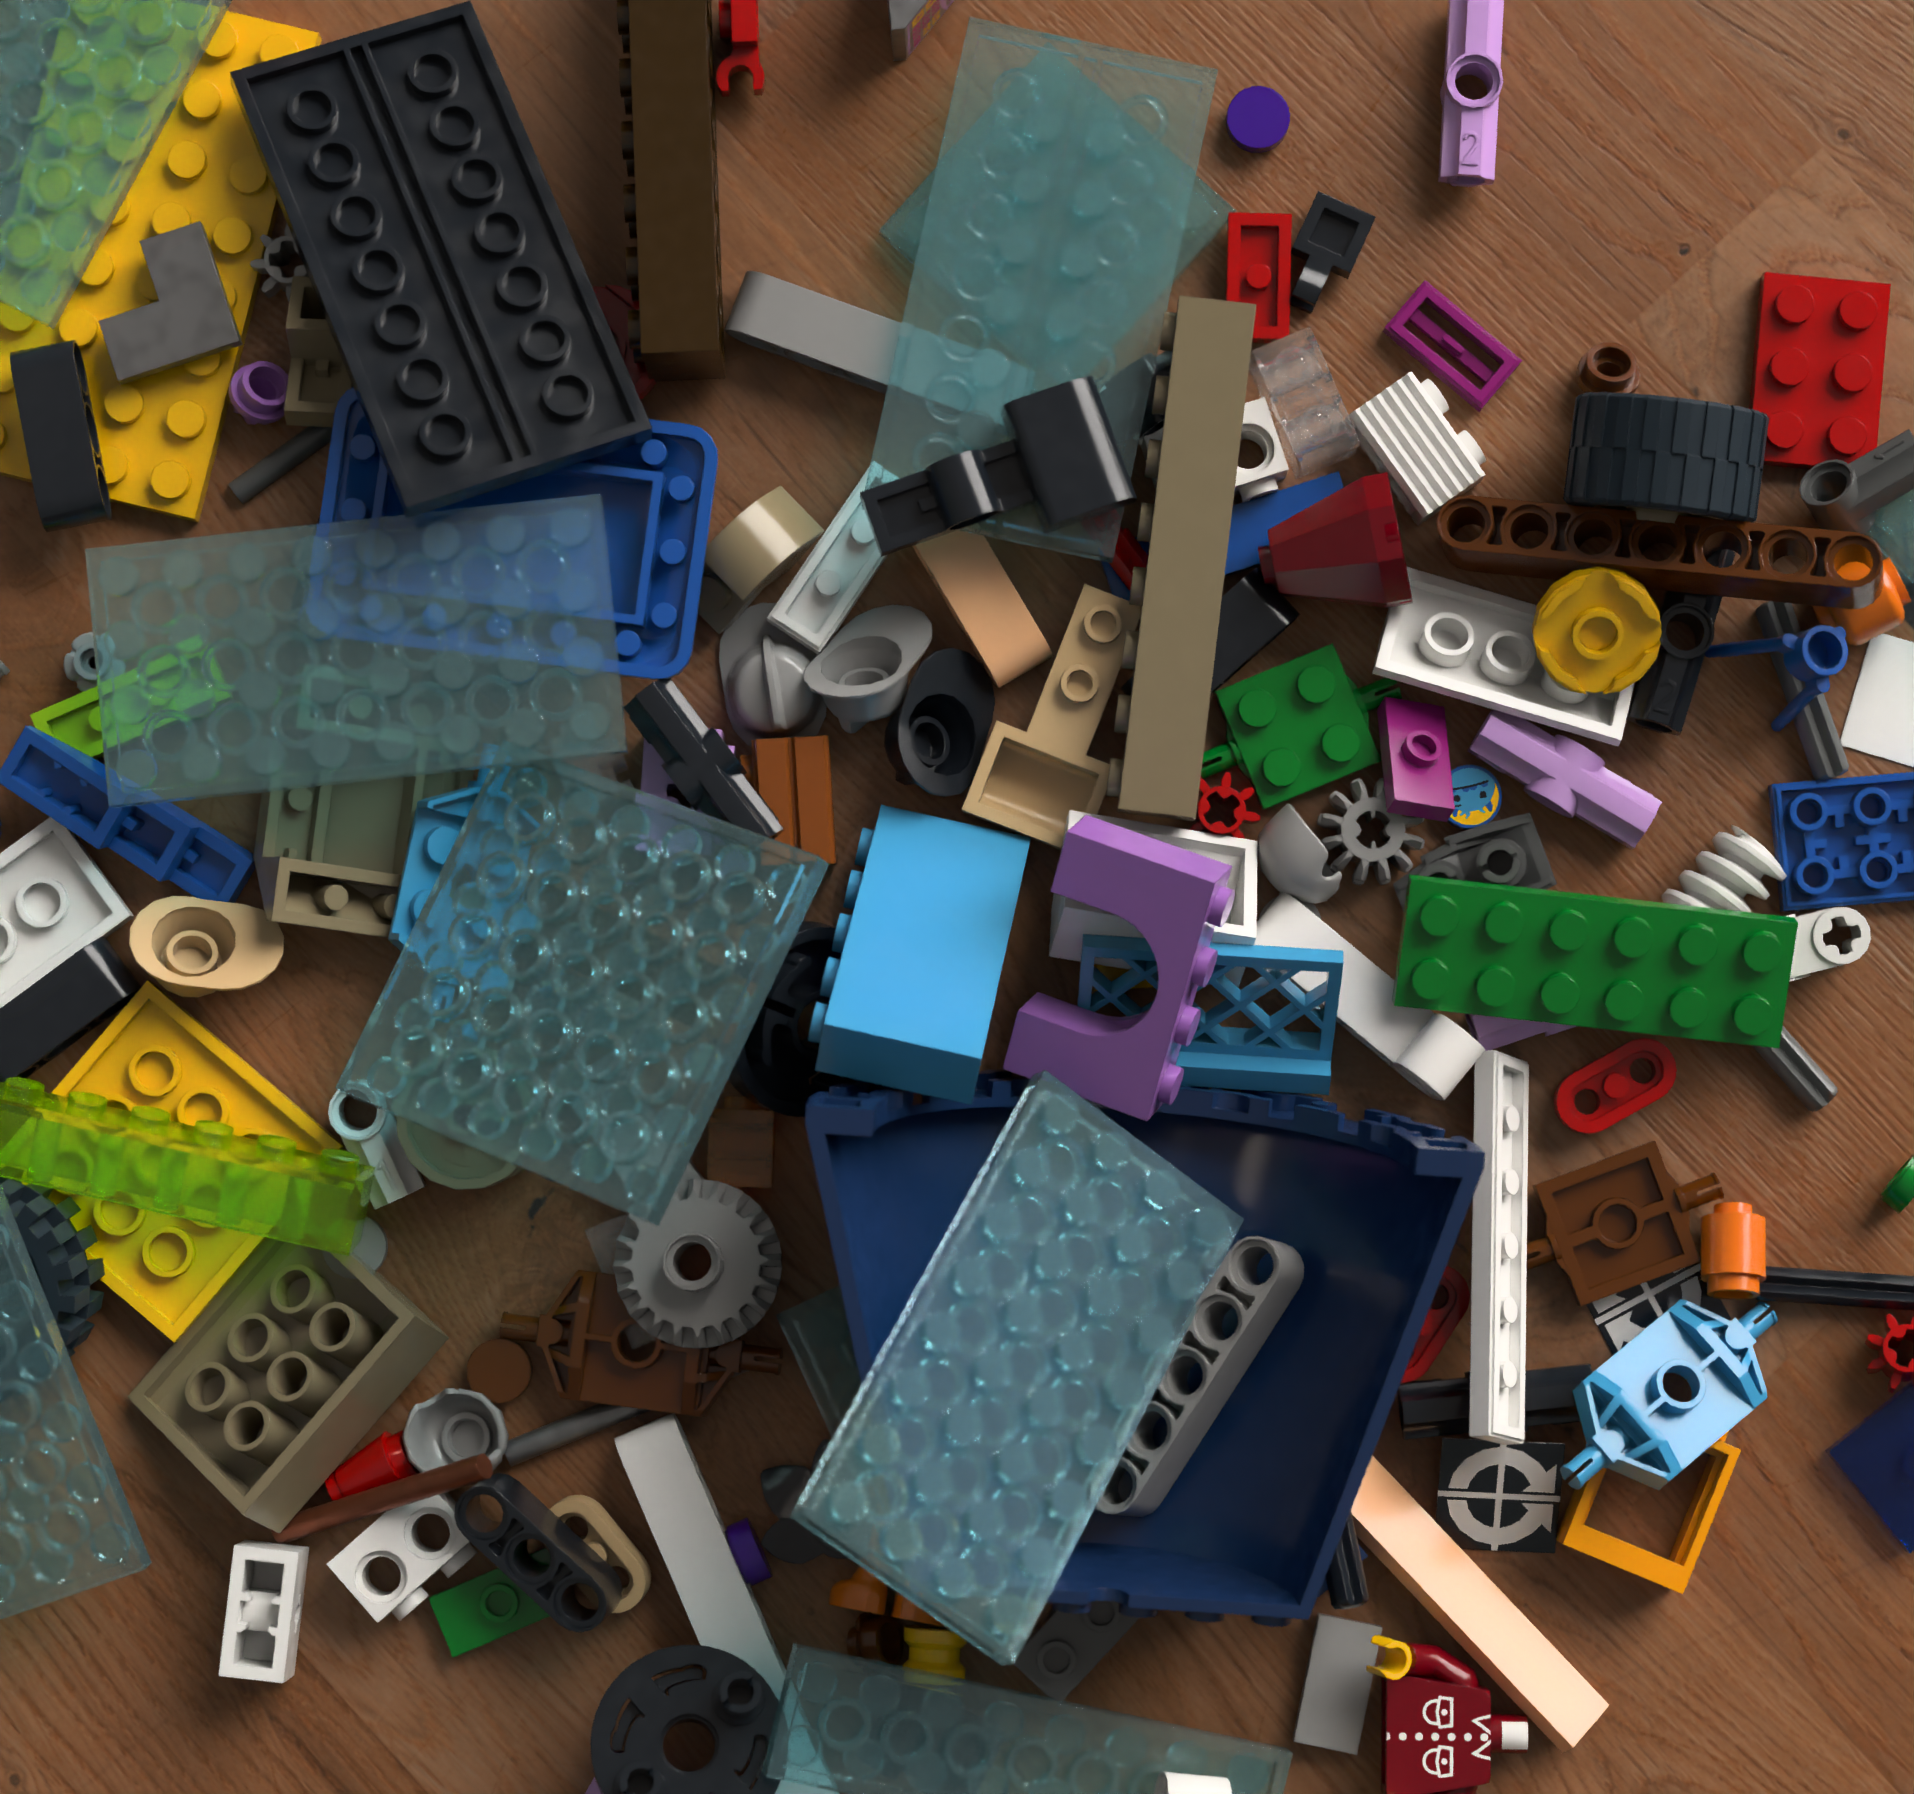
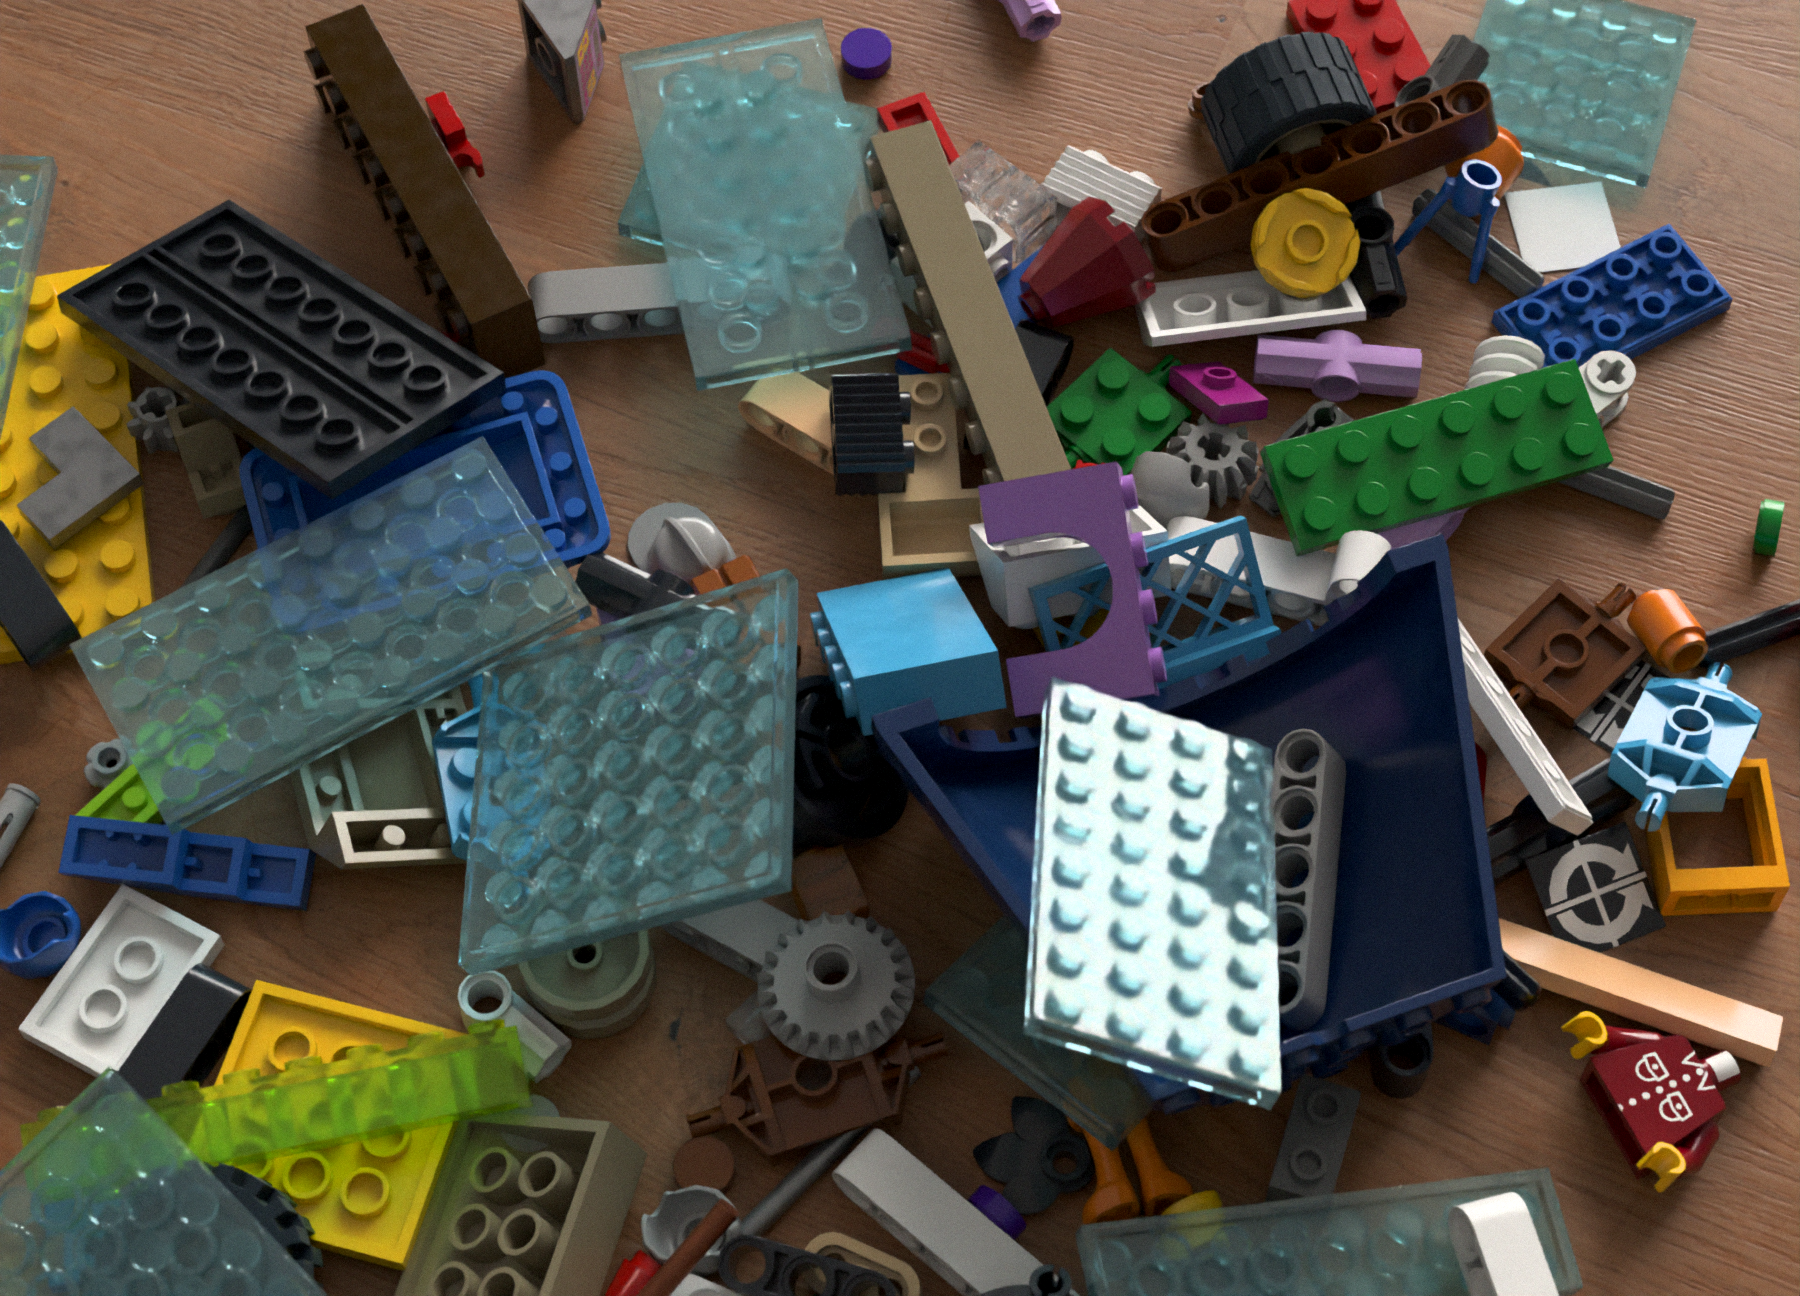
camera: 25 degrees left, 25 degrees down
(205, 945) = (297, 932): tan piece -> none
(259, 392) = (172, 515): medium lavender plate -> none
(752, 554) = (624, 458): dark tan brick -> none
(830, 577) = (700, 451): white tile -> none
(869, 663) = (759, 506): light grey piece -> none
(942, 723) = (831, 528): black piece -> none
(1014, 656) = (868, 433): none -> black brick
(1056, 459) = (826, 279): black plate -> none
(1329, 243) = (962, 102): black plate -> none
(1336, 1684) = (1551, 1104): light grey tile -> none
(1434, 363) = (1054, 138): magenta tile -> none
(1475, 797) = (1282, 414): tile -> none
(1613, 1086) = (1501, 562): red plate -> none

